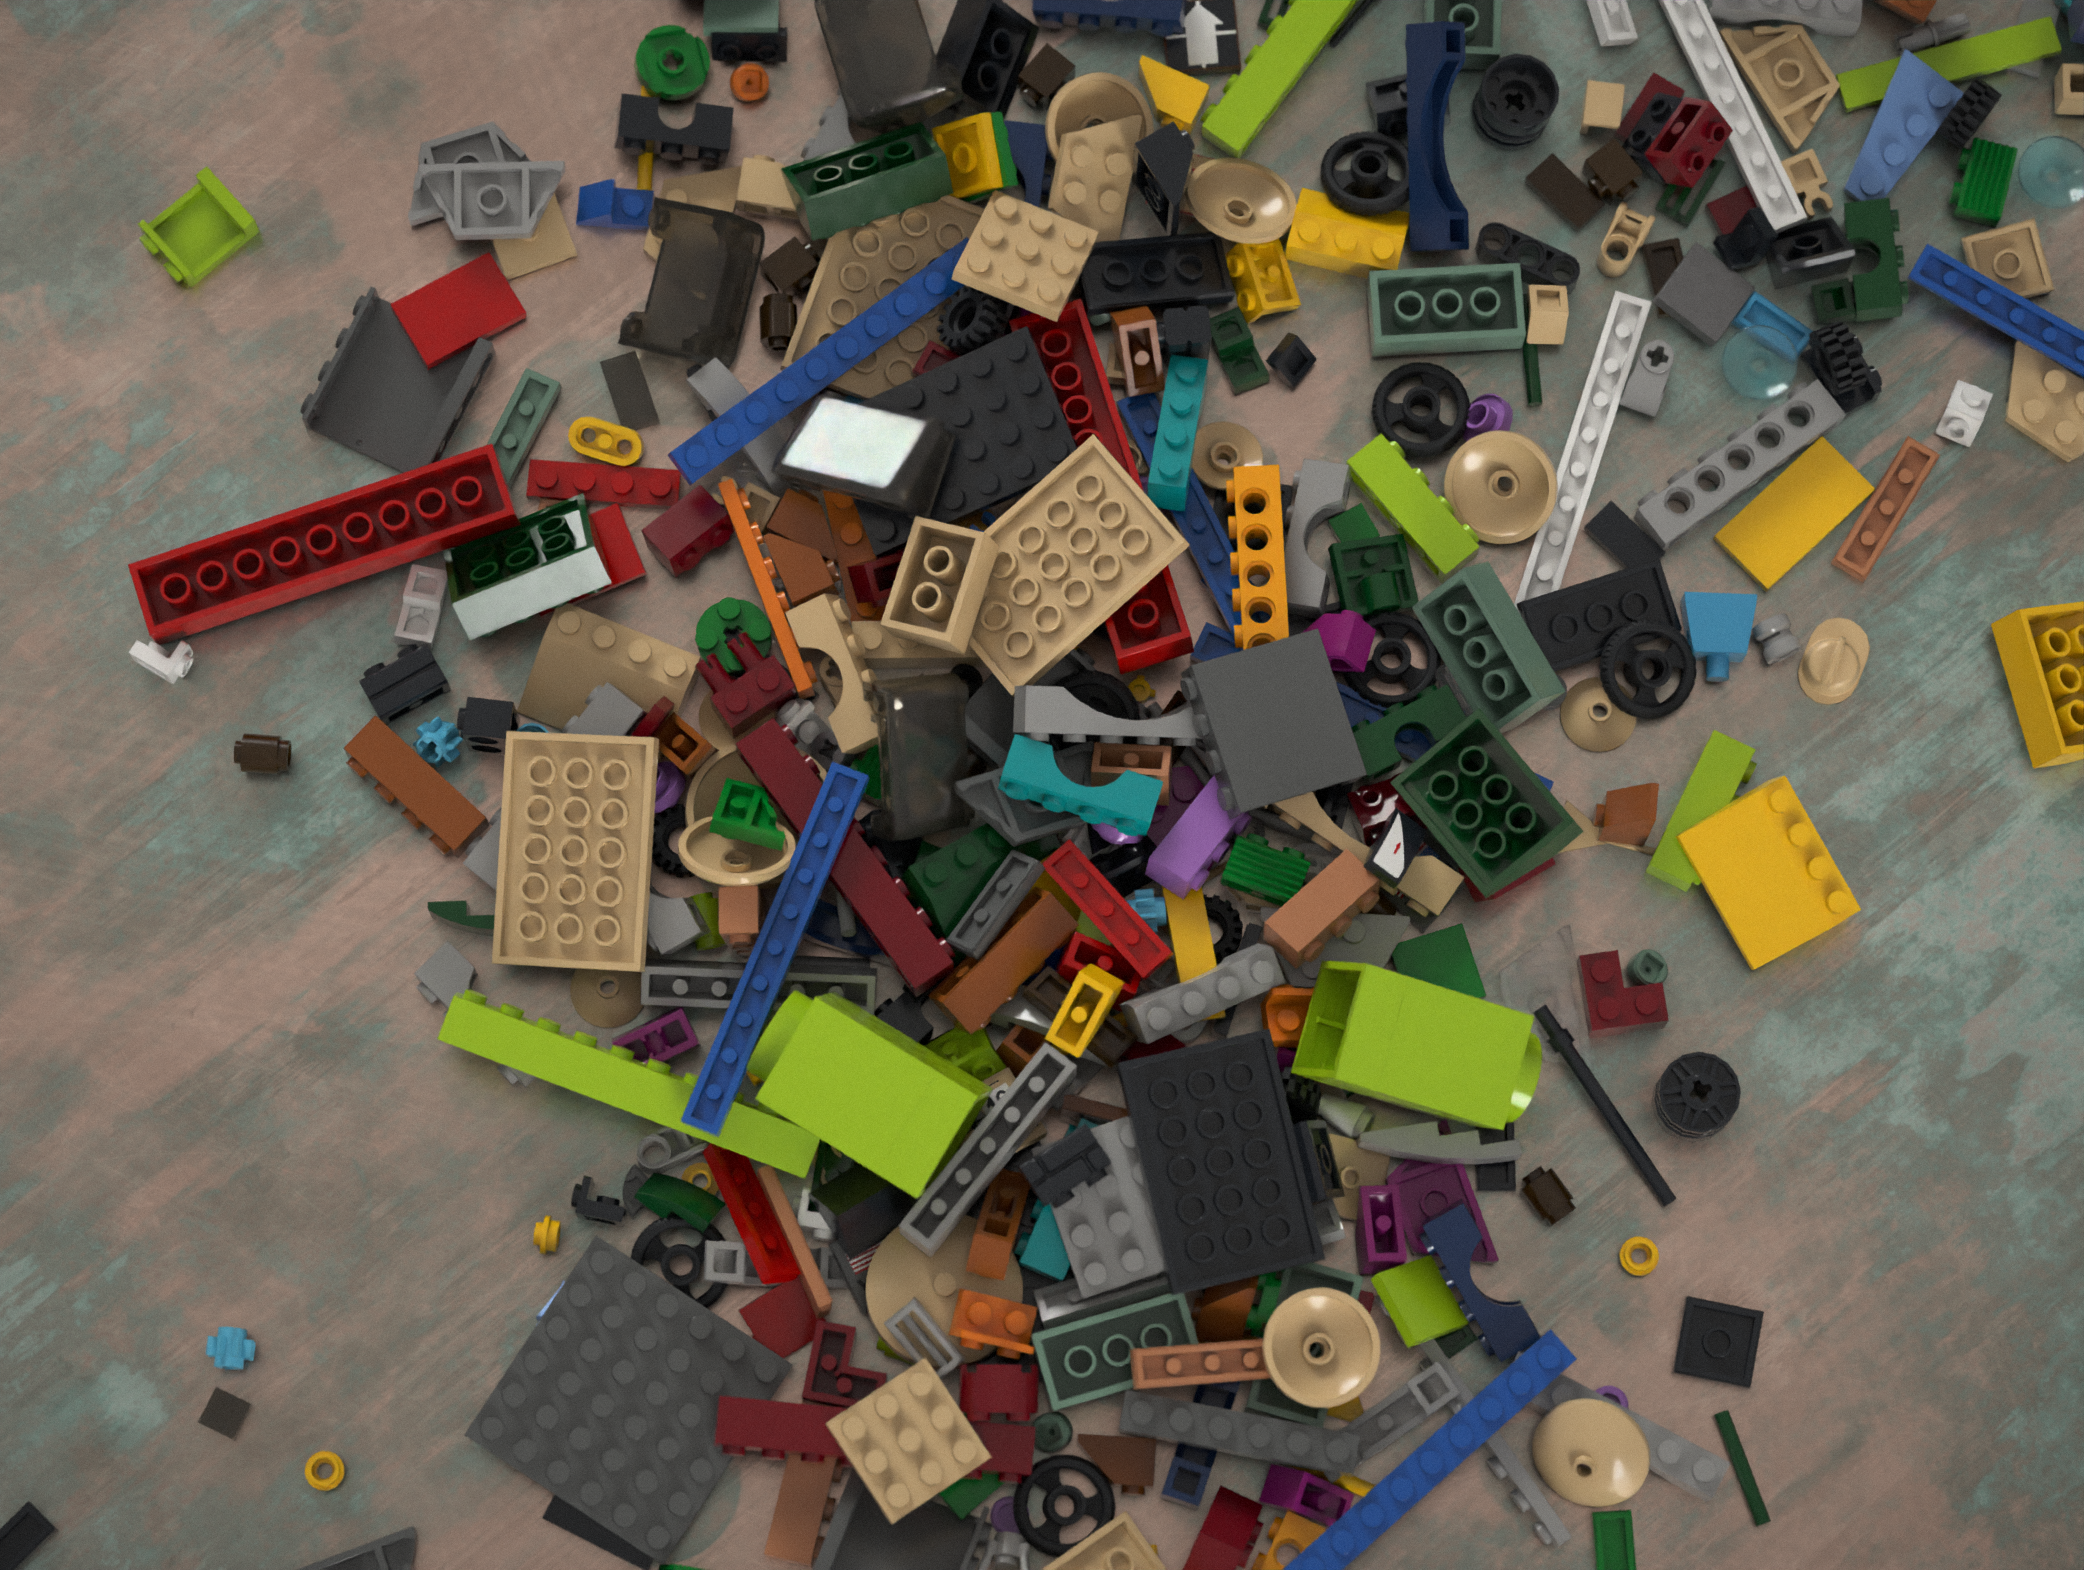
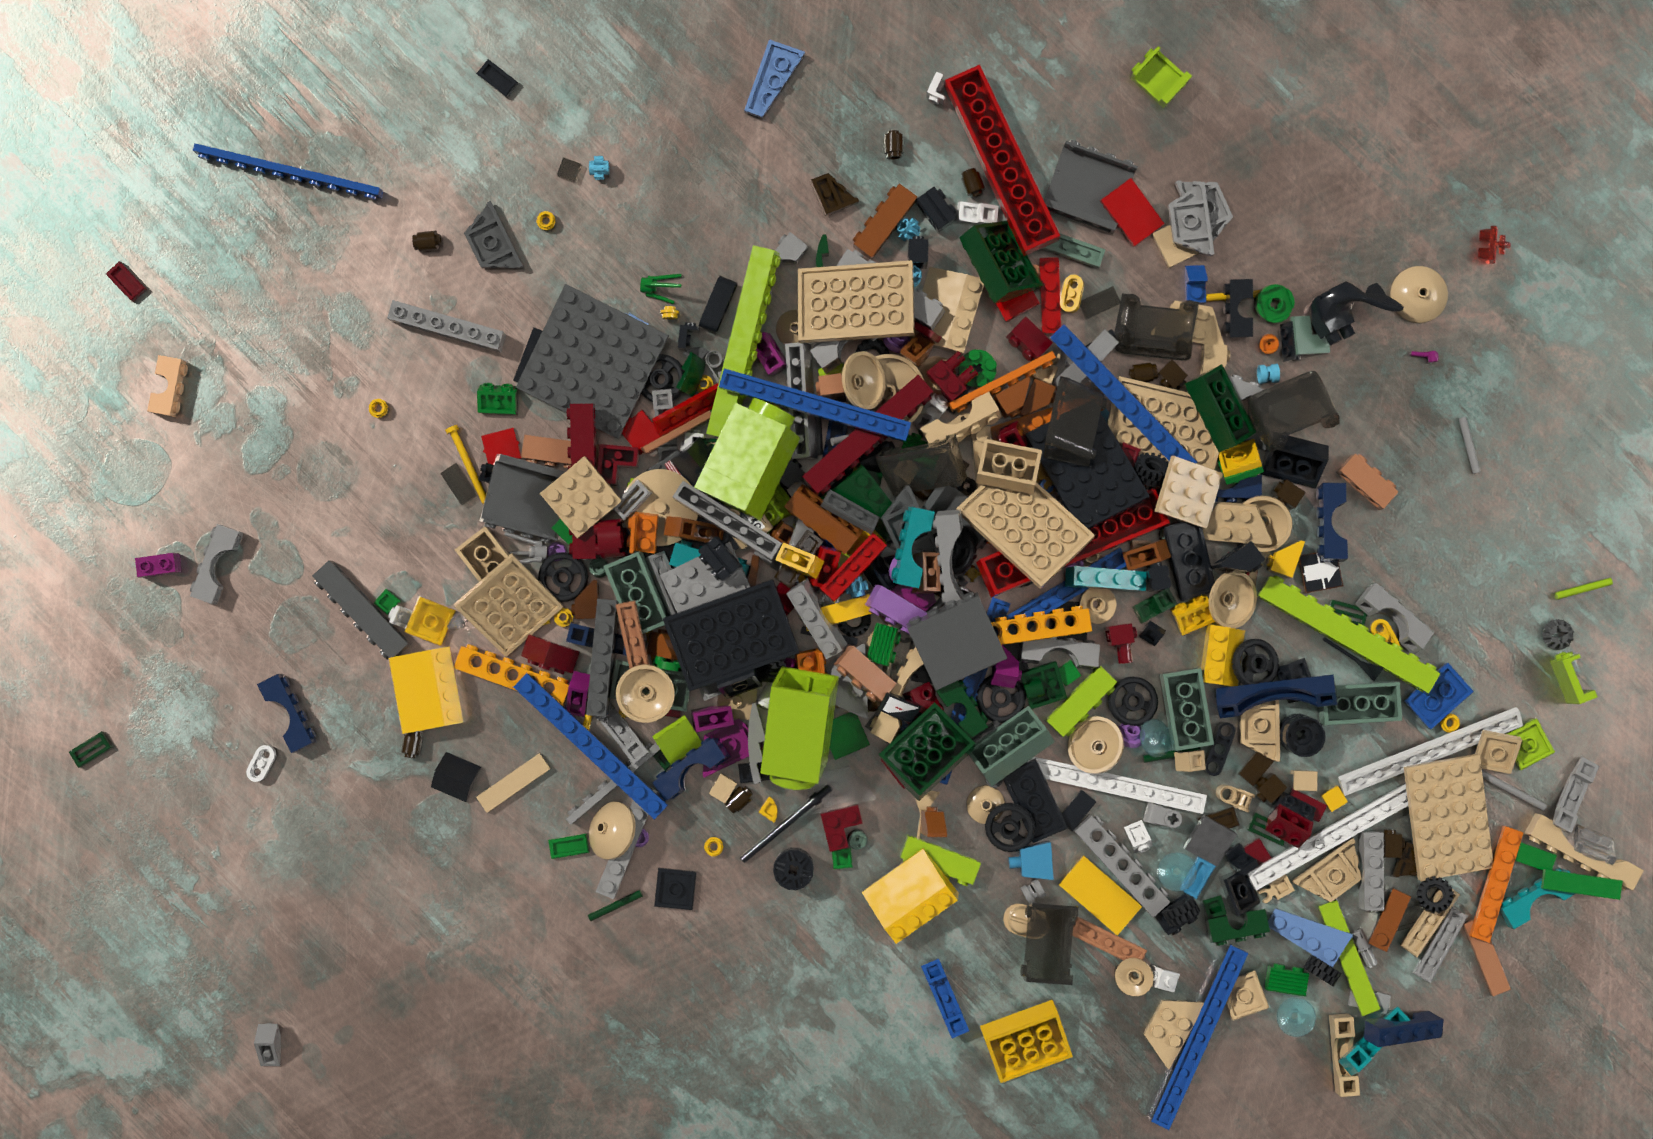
camera: 85 degrees right, 10 degrees up
(84, 977) = (774, 71): none -> medium blue wing
(347, 887) = (831, 194): none -> dark brown wing
(360, 607) = (972, 182): none -> dark brown brick
(485, 1270) = (650, 285): none -> green plant
(541, 1136) = (717, 304): none -> black beam
(746, 815) = (881, 383): green wing -> none
(807, 89) = (1268, 373): none -> medium azure wheel
(1155, 1505) = (569, 619): none -> yellow plate
(1295, 414) = (1121, 637): none -> dark red brick
(1496, 375) = (1155, 738): none -> clear light blue dish
(1498, 176) = (1262, 729): none -> tan wing
(1523, 1223) = (723, 788): none -> tan panel
(1573, 1138) = (769, 809): none -> yellow tile
(1641, 58) = (1334, 798): none -> yellow tile
(1684, 1003) = (842, 858): none -> green tile
(1686, 427) = (1138, 837): none -> white bracket
(1880, 613) = (1049, 942): none -> clear smoke windscreen
(1975, 466) = (1129, 984): none -> tan dish
(1975, 830) = (945, 998): none -> blue slope

